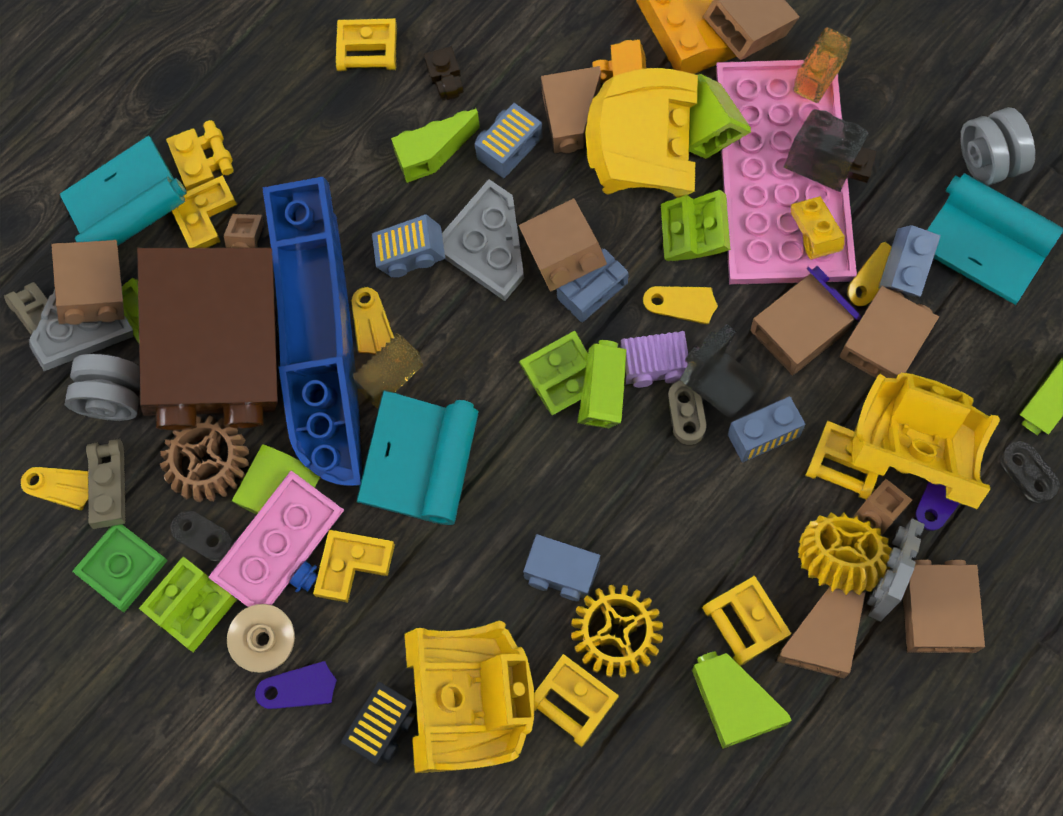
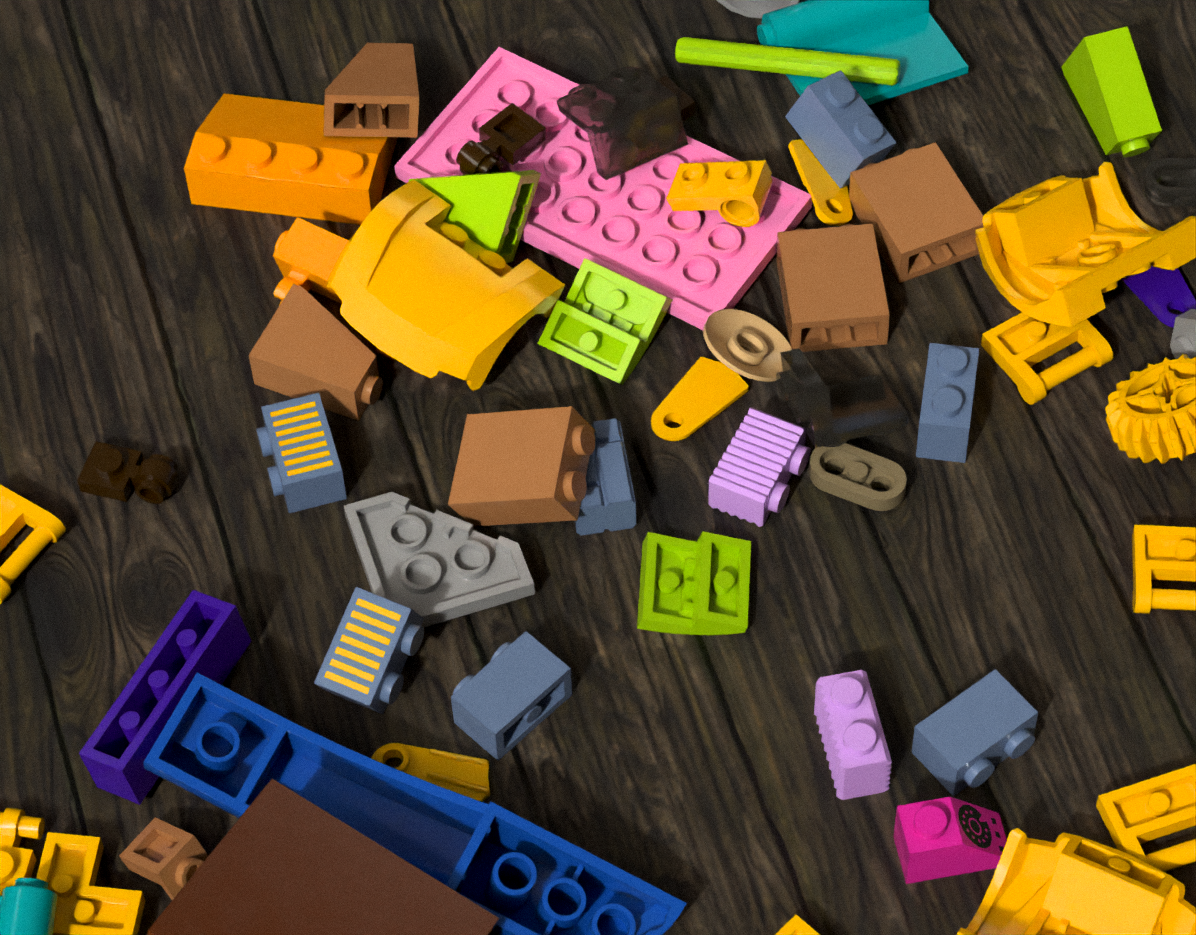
camera: 60 degrees left, 15 degrees down
(347, 169) = (200, 639): none -> dark purple brick
(388, 369) = (535, 775): clear yellow brick -> none
(424, 457) = (697, 814): teal door -> none
(429, 147) = (229, 550): lime slope -> none
(434, 326) = (511, 694): none -> sand blue brick
(488, 591) = (946, 839): none -> dark pink slope
(517, 505) = (852, 735): none -> lavender brick
(603, 385) = (764, 535): lime slope -> none
(629, 623) = (1136, 708): yellow gear -> none
(739, 303) = (745, 343): none -> tan dish
(773, 101) = (506, 135): none -> dark brown plate
(822, 64) = (505, 56): clear yellow brick -> none
(823, 278) = (794, 222): dark purple piece -> none
(883, 506) = (1134, 342): medium nougat bracket -> none
(943, 207) = (786, 60): none -> lime axle

